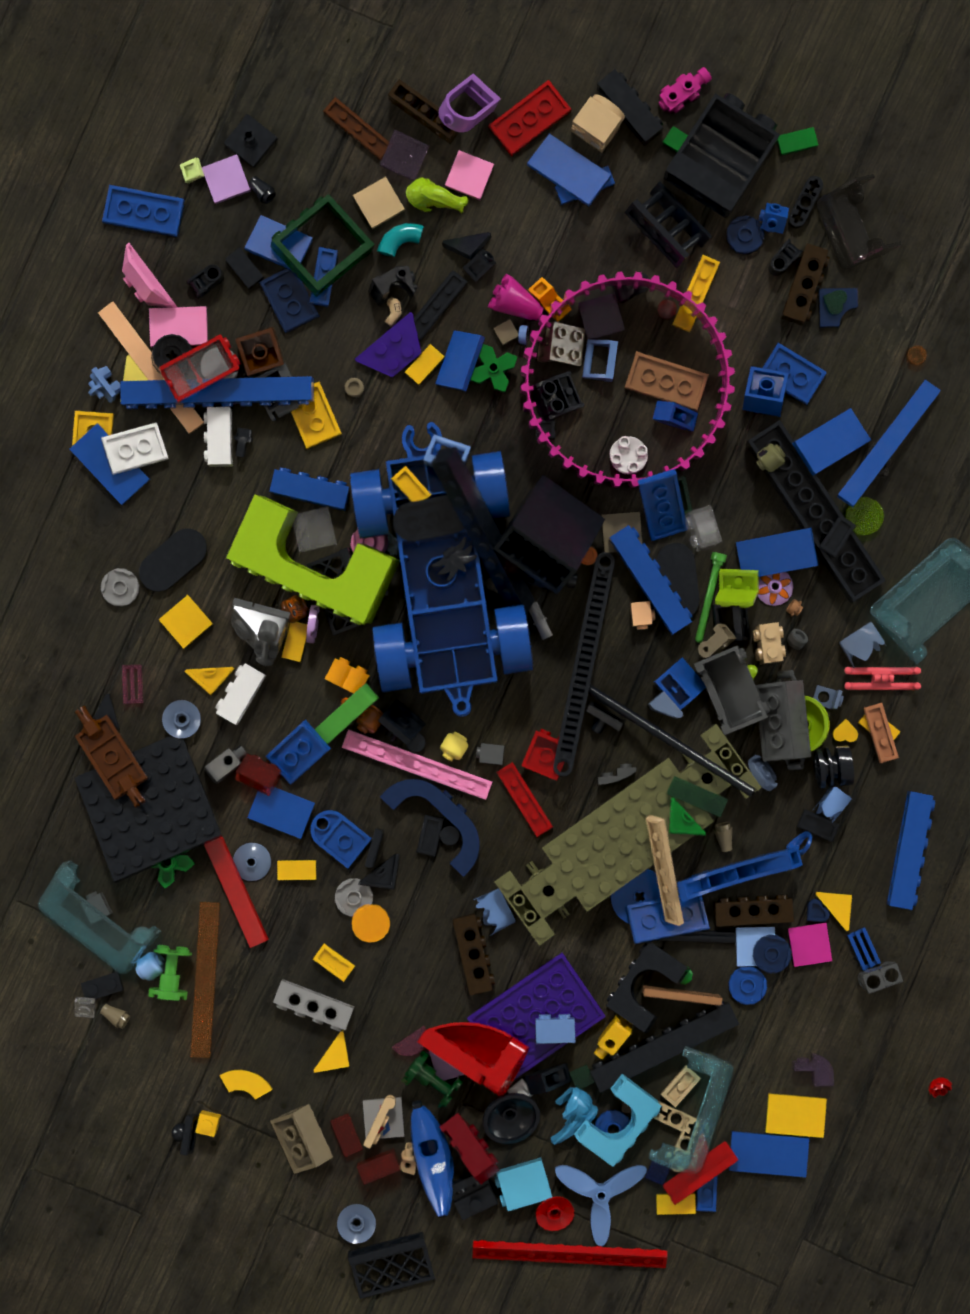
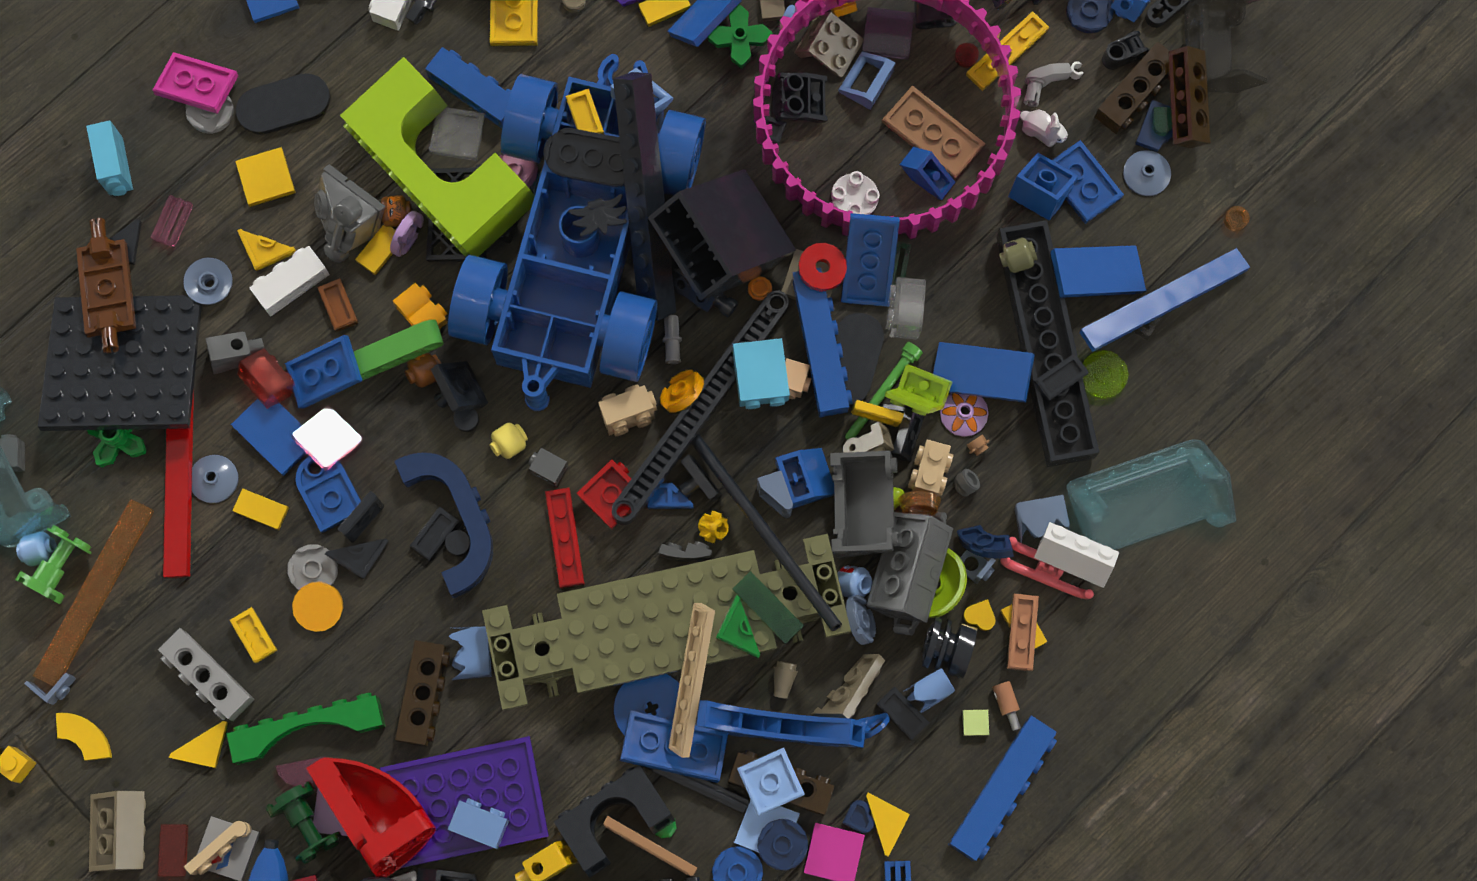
camera: 20 degrees right, 10 degrees down
(67, 658) = (109, 158): none -> medium azure brick
(101, 572) = (195, 83): none -> dark pink tile
(214, 1061) = (59, 690): none -> sand blue bracket
(283, 696) = (337, 305): none -> dark orange tile
(321, 799) = (326, 438): none -> tile
(417, 764) = (457, 446): bright pink tile -> none
(434, 988) = (254, 742): none -> green arch
(537, 684) = (627, 409): none -> tan brick
(565, 658) = (682, 392): none -> light orange tile
(589, 738) = (669, 497): none -> blue tile
(618, 624) = (761, 373): none -> medium azure brick
(628, 748) = (713, 526): none -> yellow gear
(638, 517) = (822, 253): none -> red tile
(714, 616) = (877, 413): none -> yellow tile
(731, 303) = (1046, 74): none -> light grey arm
(746, 344) = (1043, 127): none -> white animal
(746, 746) = (854, 581): none -> light blue head
(746, 915) = (770, 781): none -> light blue tile
(771, 672) = (920, 503): none -> clear orange hat
(776, 829) = (856, 685): none -> dark tan wing
(827, 348) = (1142, 182): none -> sand blue dish
(829, 681) = (985, 544): none -> dark blue tile
(848, 279) = (1189, 97): none -> dark brown brick
(872, 810) = (975, 722): none -> yellowish green tile
(889, 787) = (1007, 703): none -> nougat piece
(898, 663) = (1076, 554): none -> white brick

